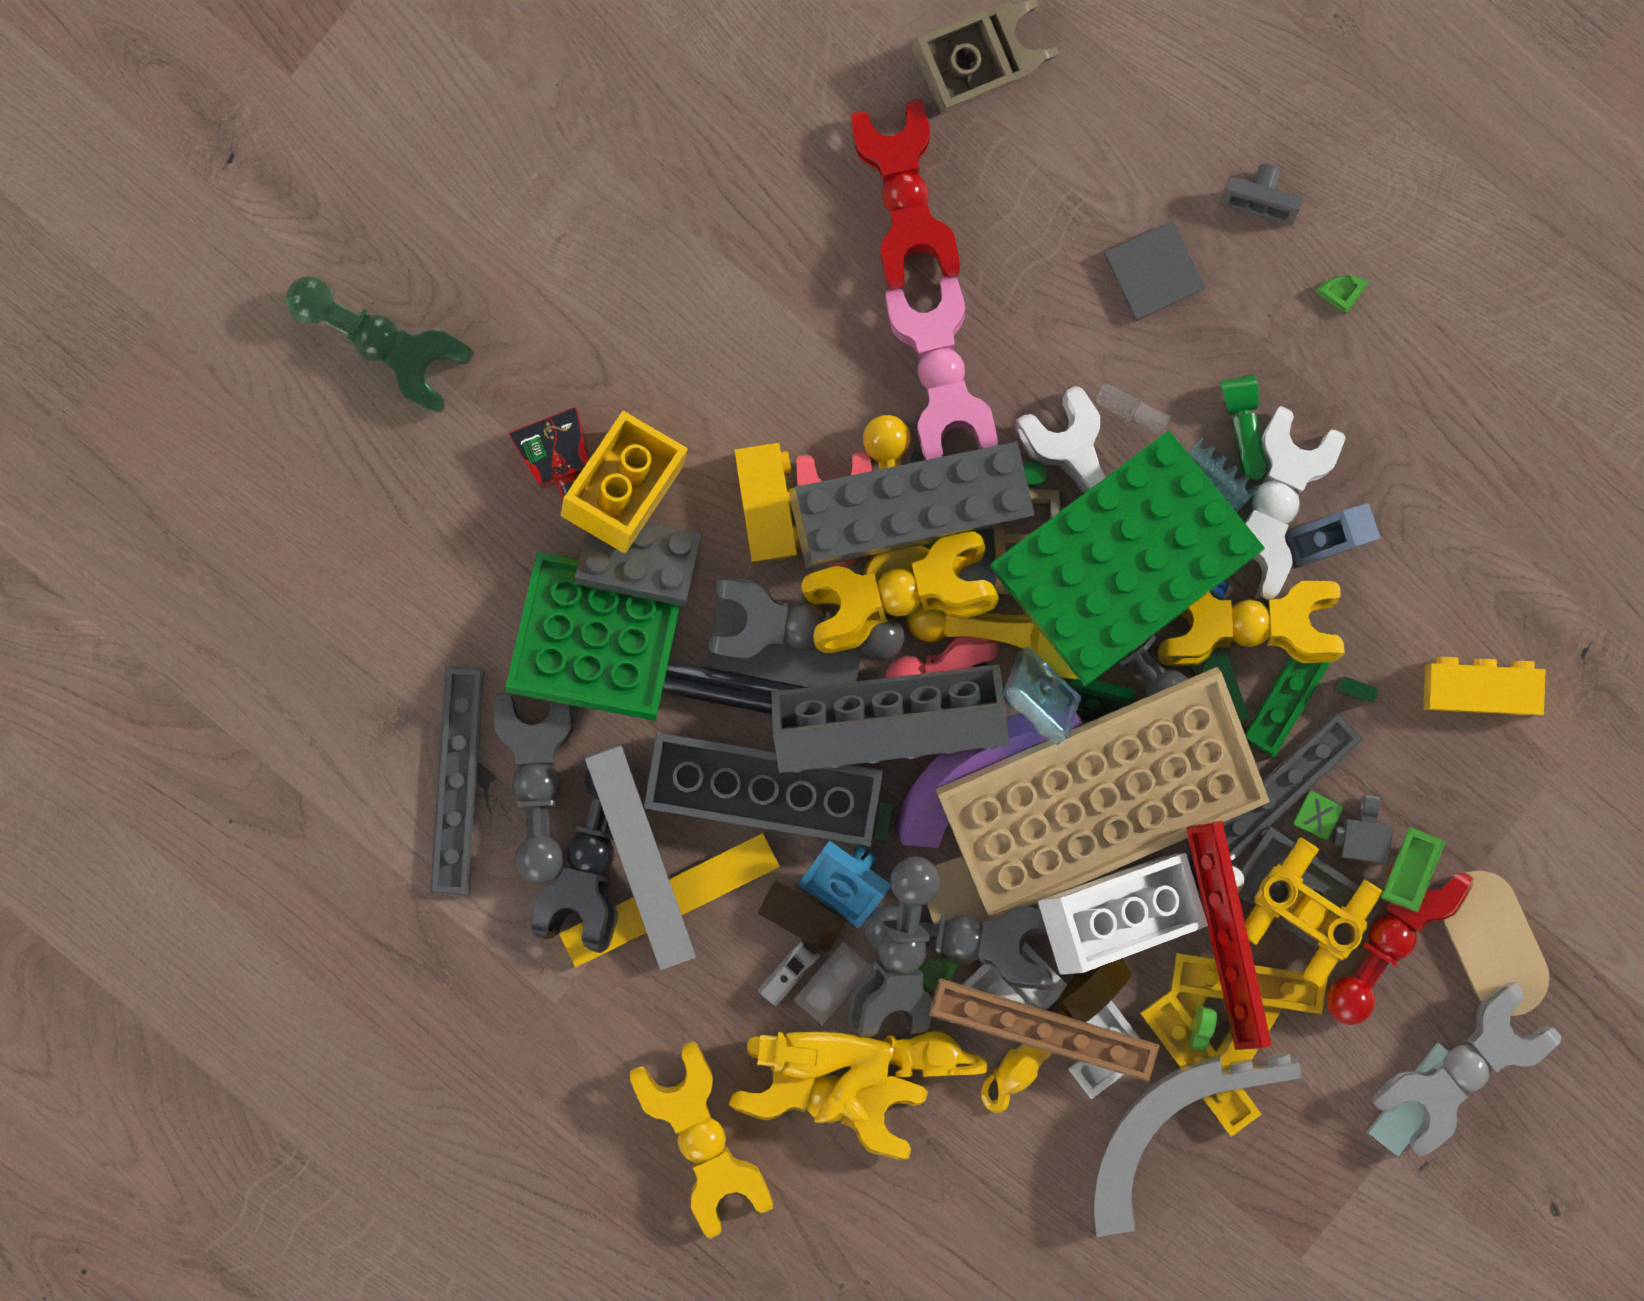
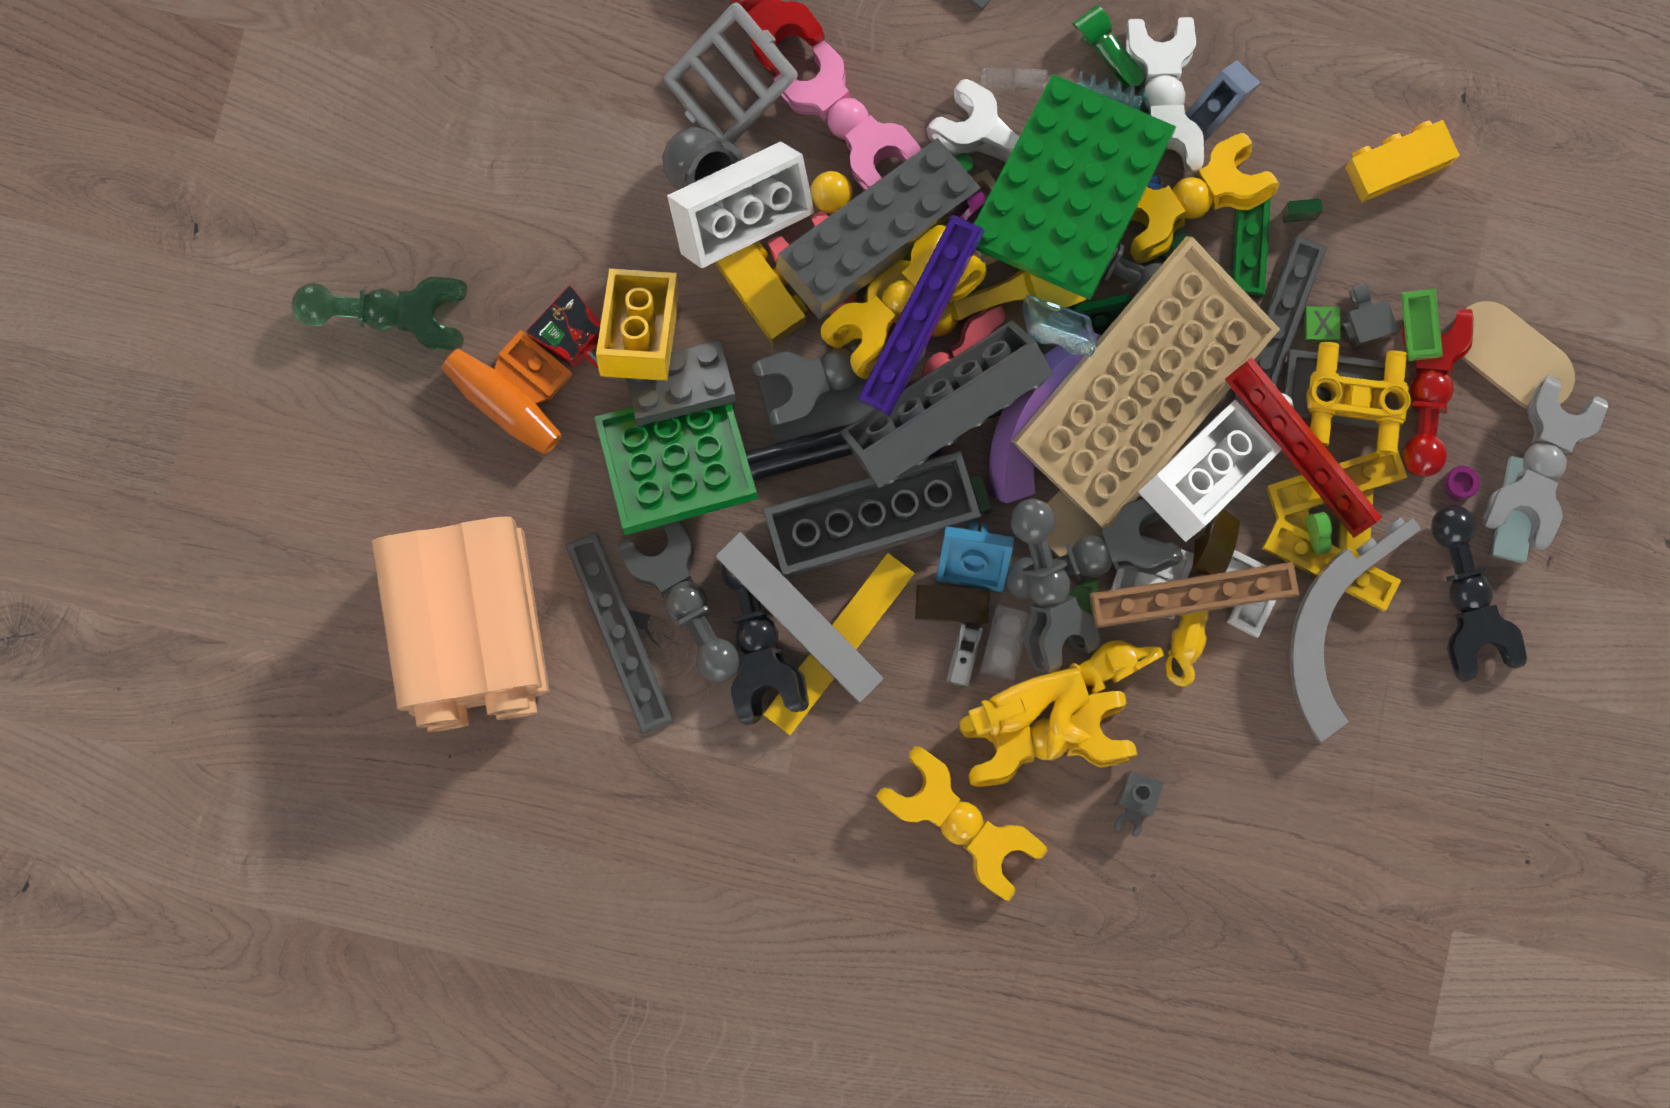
camera: 25 degrees left, 5 degrees down
(300, 705) = (461, 622): none -> light nougat brick
(465, 484) = (511, 391): none -> orange plate
(768, 350) = (695, 155): none -> dark grey tile
(786, 412) = (741, 204): none -> white brick
(868, 308) = (766, 95): none -> light grey bar
(888, 1200) = (1139, 797): none -> dark grey brick
(906, 619) = (921, 315): none -> dark purple tile
(1015, 532) = (976, 204): none -> magenta tile
(1324, 1165) = (1471, 595): none -> black piece
(1375, 1045) = (1461, 483): none -> magenta tile

